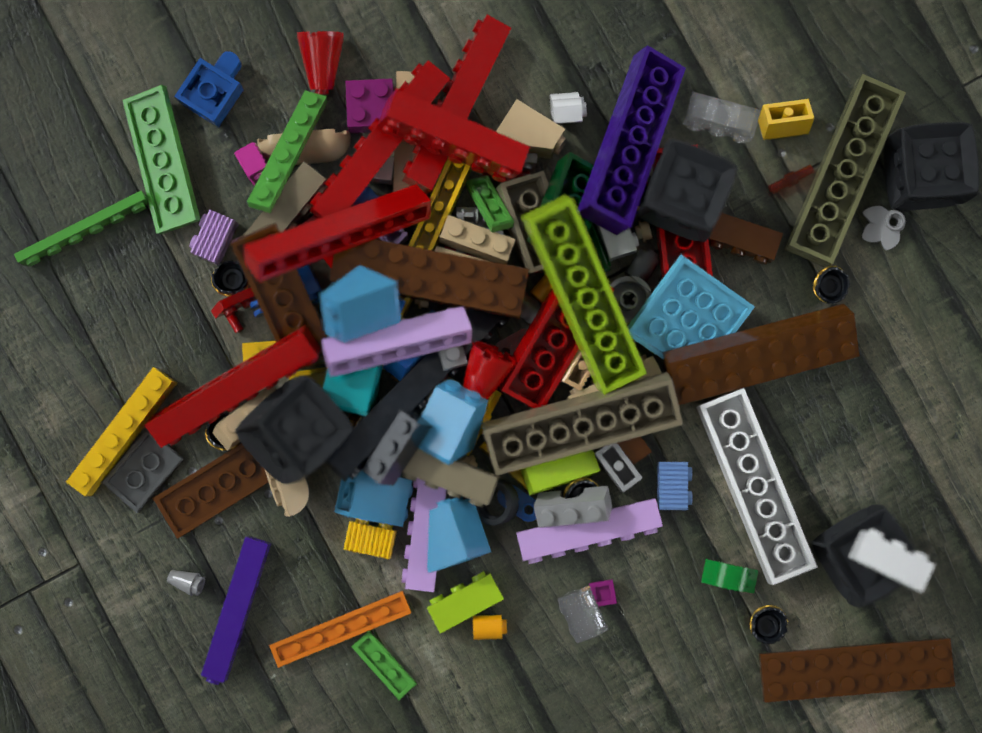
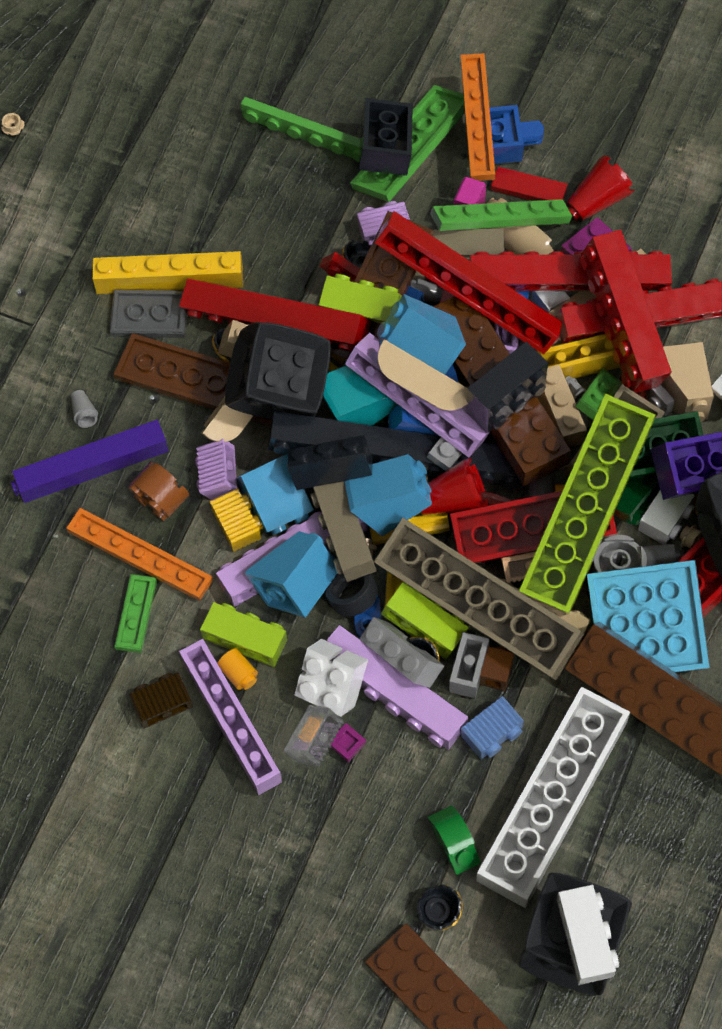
camera: 55 degrees right, 20 degrees down
(147, 180) = (386, 136): none -> black brick
(188, 97) = (477, 117): none -> orange plate
(270, 103) = (527, 185): none -> red tile
(284, 320) = (359, 297): none -> lime brick
(304, 580) = (158, 490): none -> dark orange brick
(320, 523) = (216, 469): none -> lavender brick
(395, 334) = (421, 378): none -> tan brick
(453, 278) = (507, 387): none -> black brick
(468, 698) = (160, 700): none -> dark brown brick
(522, 661) = (230, 717): none -> lavender brick
(559, 578) = (328, 682): none -> white piece

